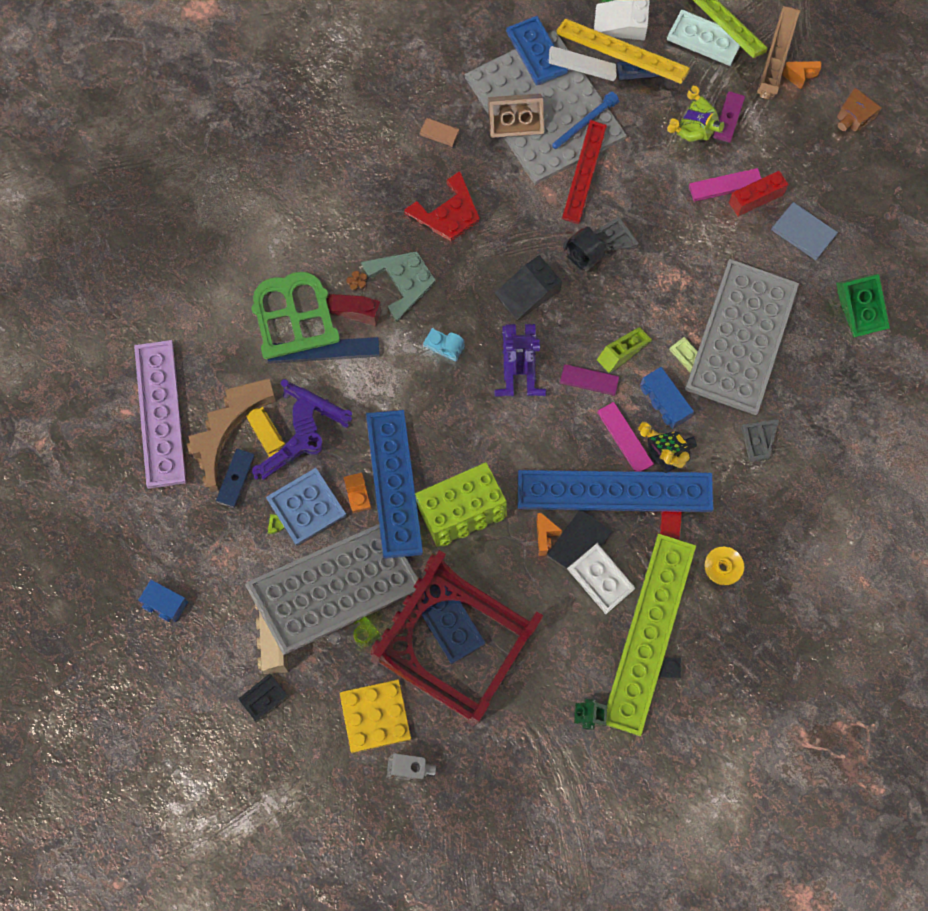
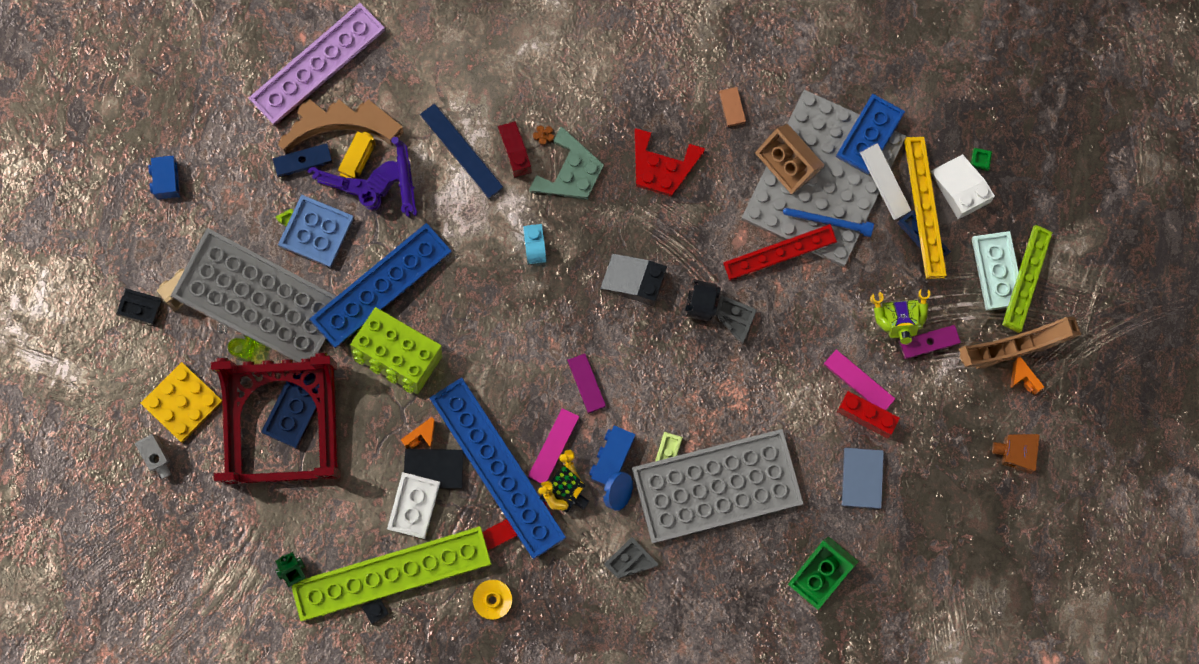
camera: 55 degrees right, 5 degrees up
(286, 287) = (496, 82): bright green window -> none
(357, 492) = (357, 261): orange slope -> none
(519, 359) = (559, 311): dark purple piece -> none
(623, 349) = (633, 393): lime slope -> none
(699, 409) = (618, 491): none -> blue tile

